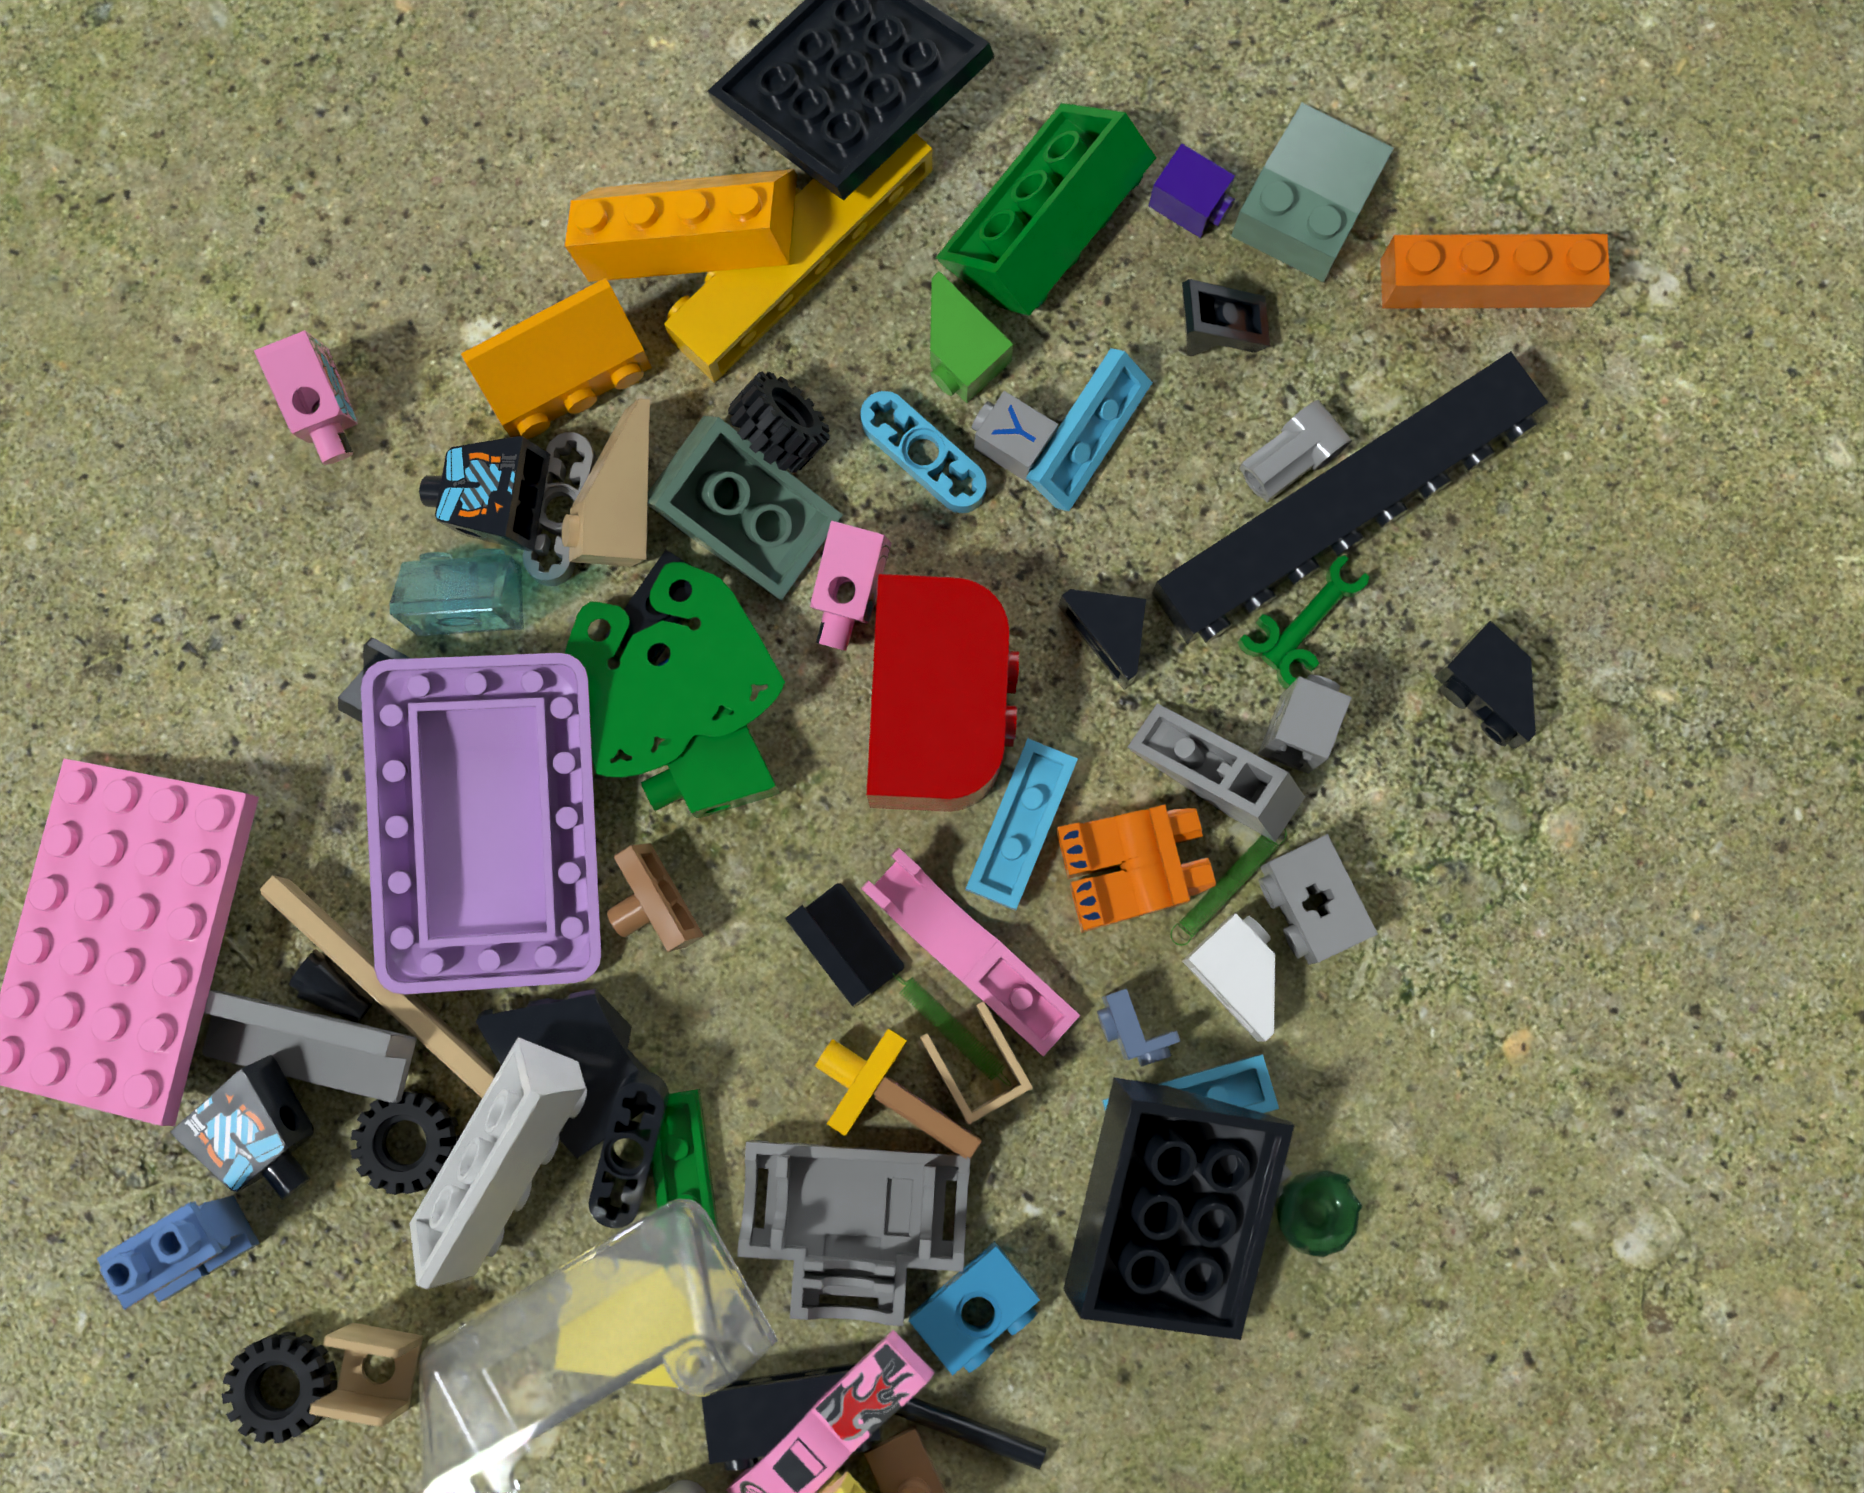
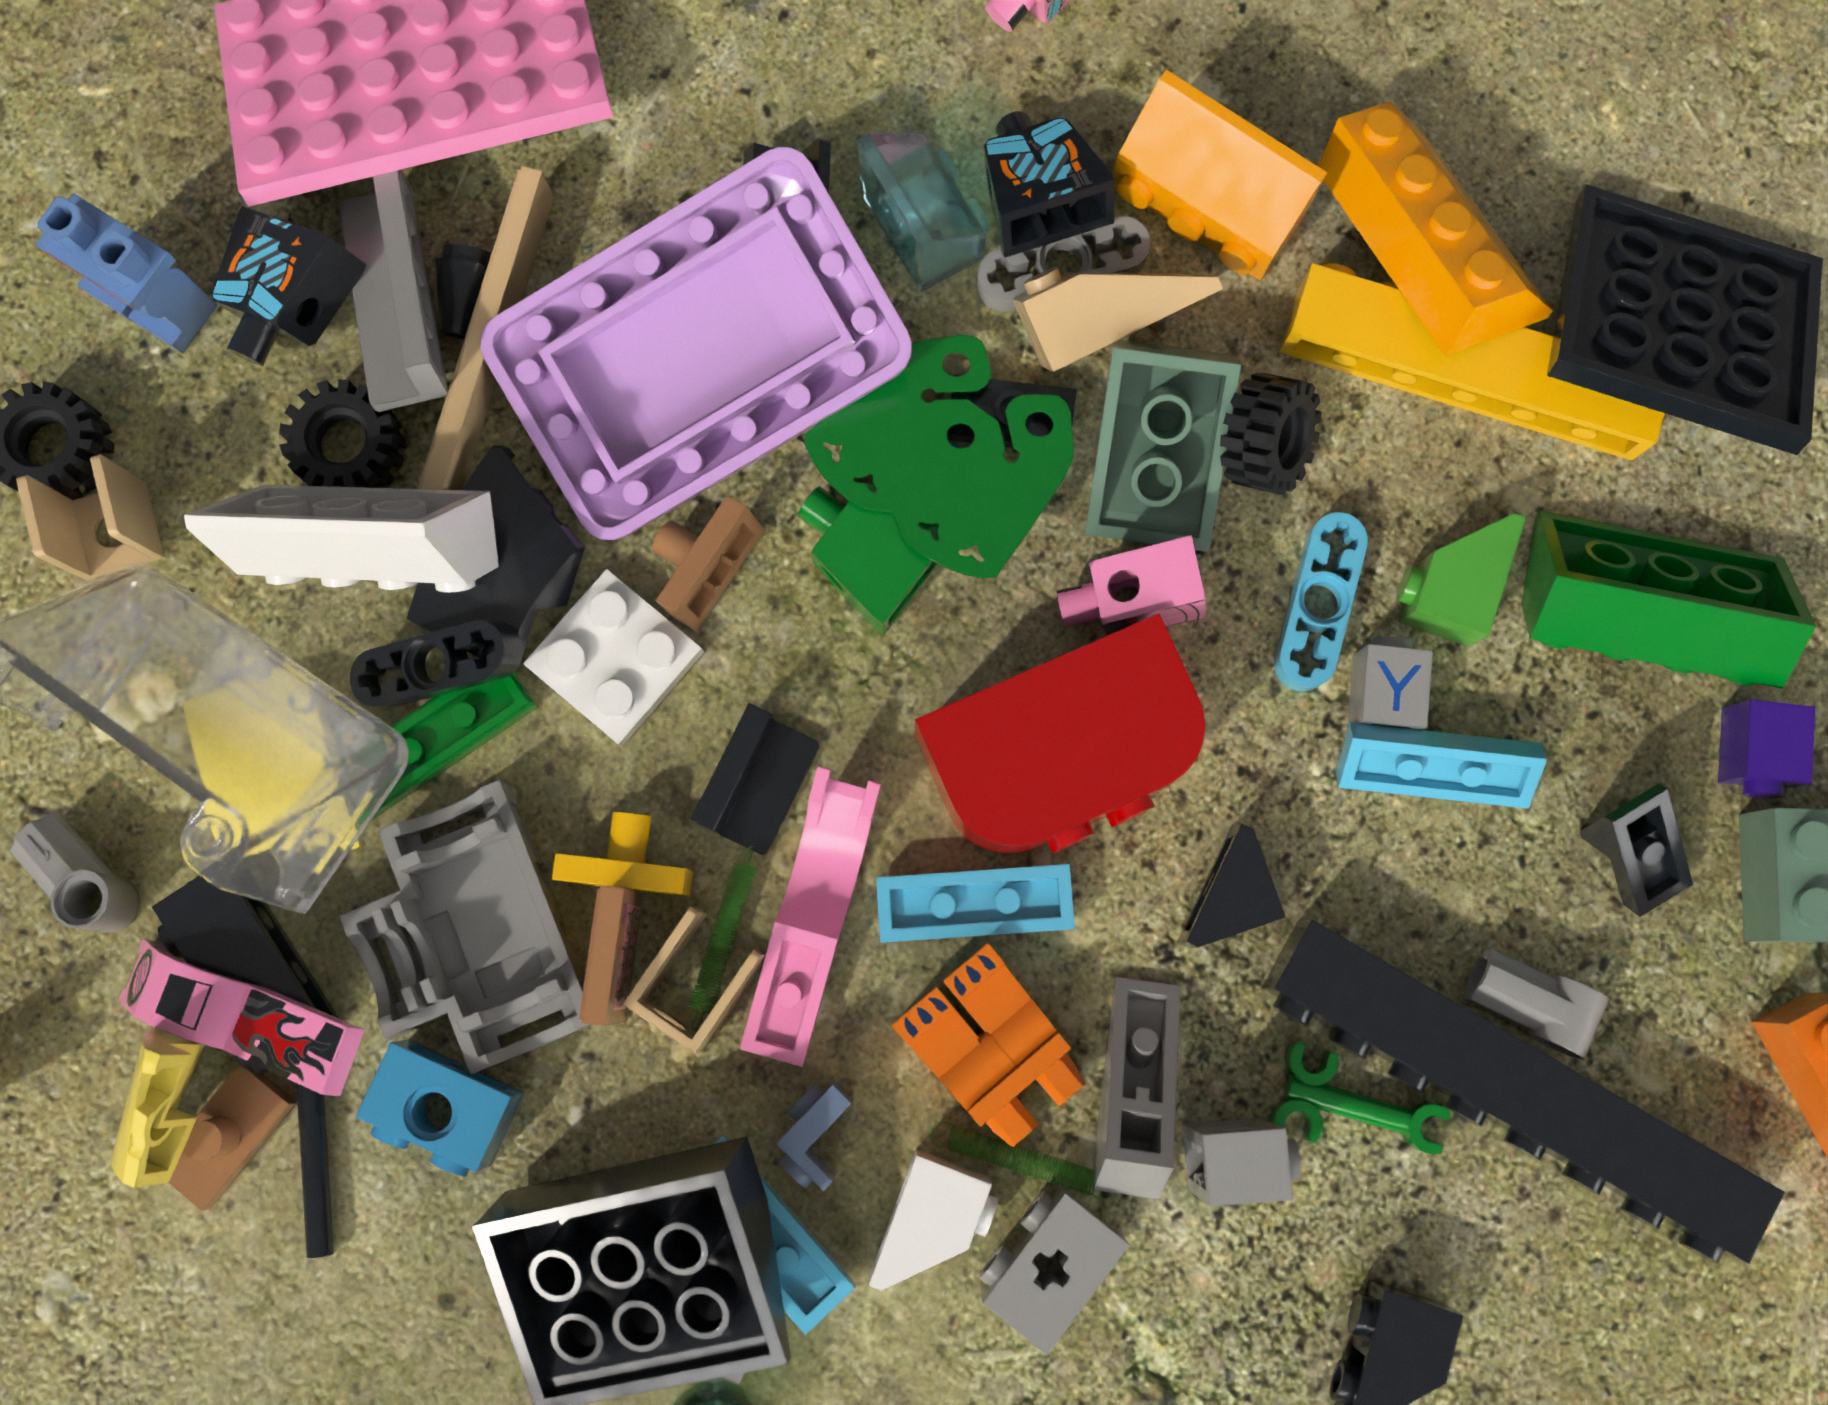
camera: 60 degrees right, 0 degrees up
(691, 1009) = (614, 657): none -> white plate

